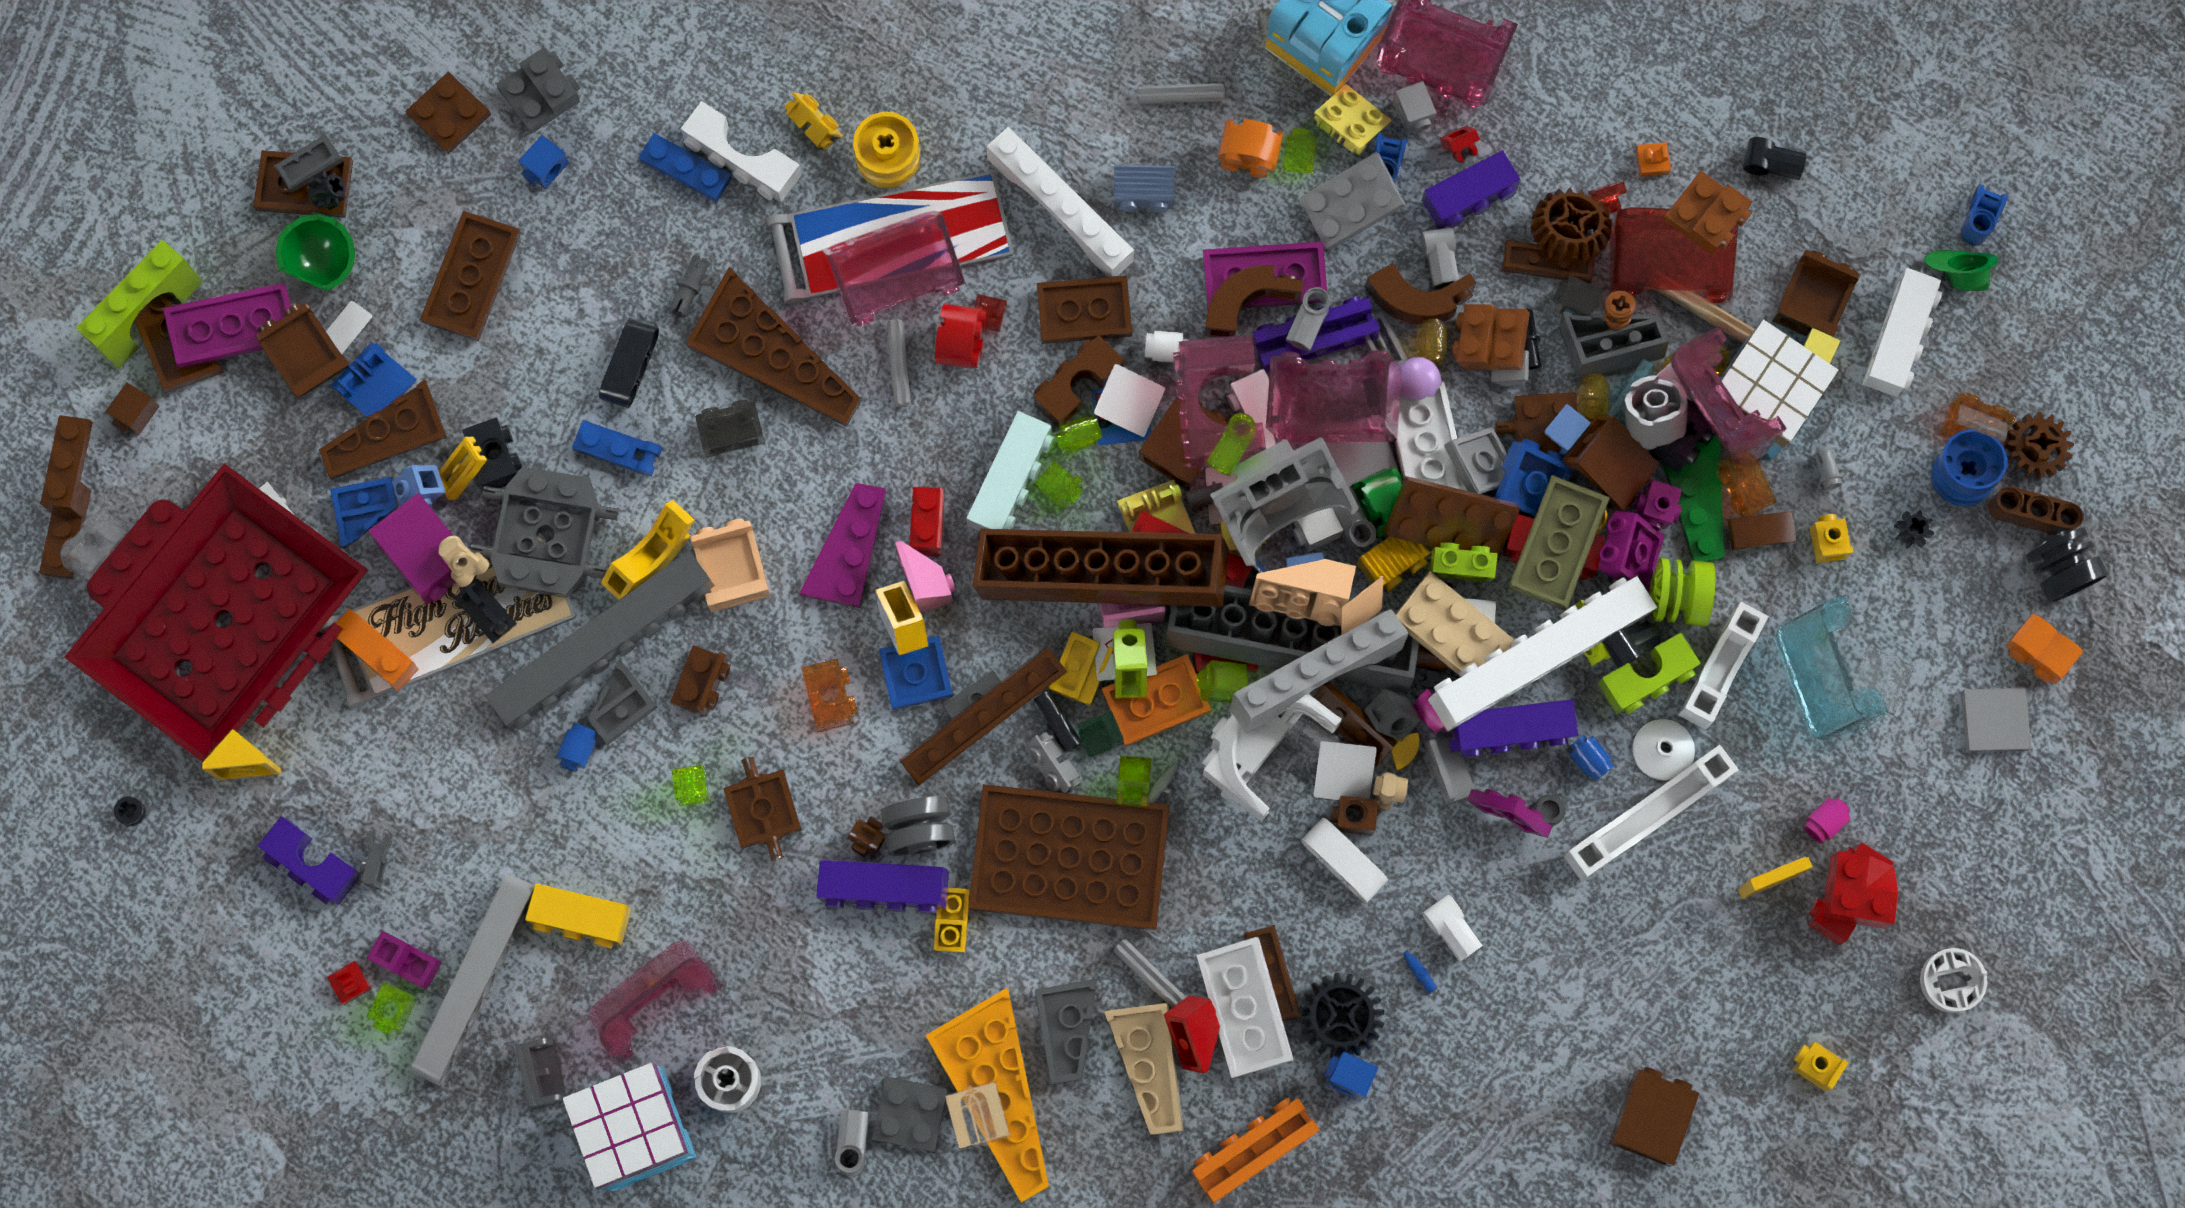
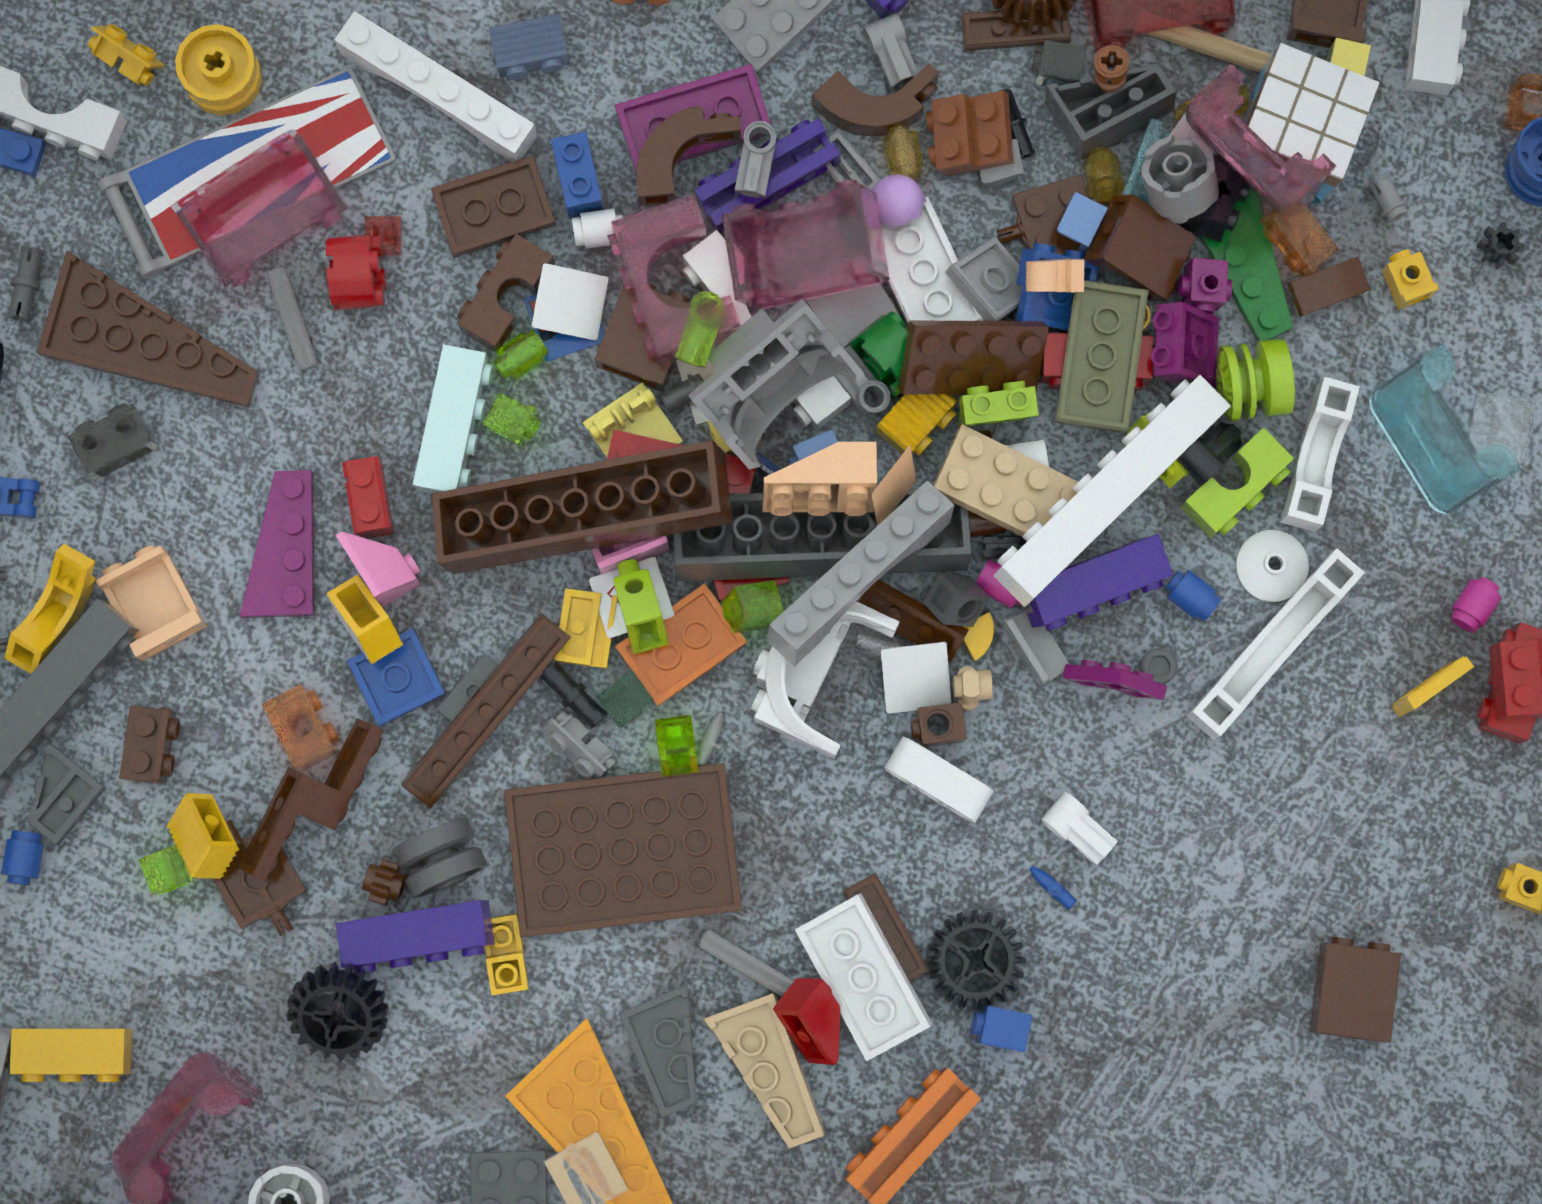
camera: 15 degrees left, 5 degrees up
(728, 763) = (202, 836): none -> yellow brick
(816, 937) = (309, 1010): none -> black gear
(824, 754) = (317, 801): none -> reddish brown bracket
(1159, 298) = (577, 174): none -> blue brick
(1534, 467) = (1055, 275): none -> light nougat leg

